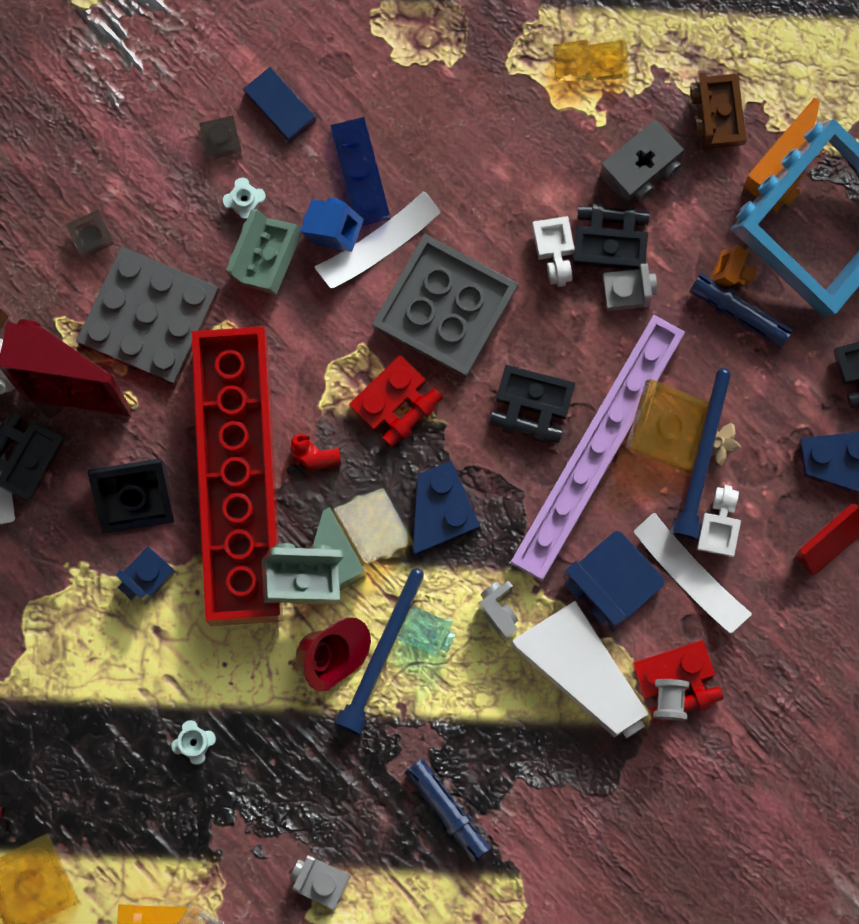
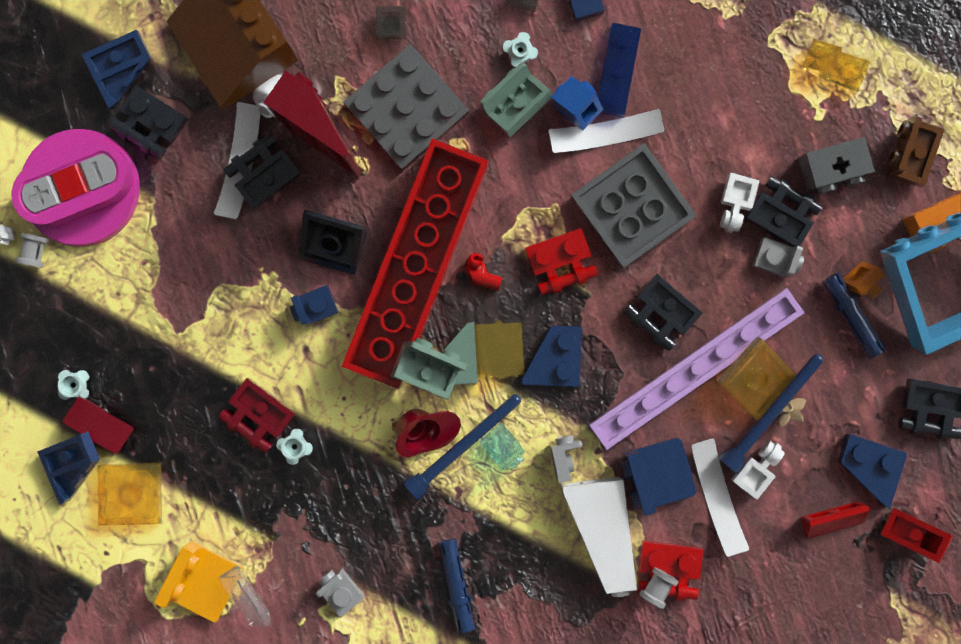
camera: 20 degrees right, 10 degrees up
(136, 715) = (260, 407): none -> dark red plate

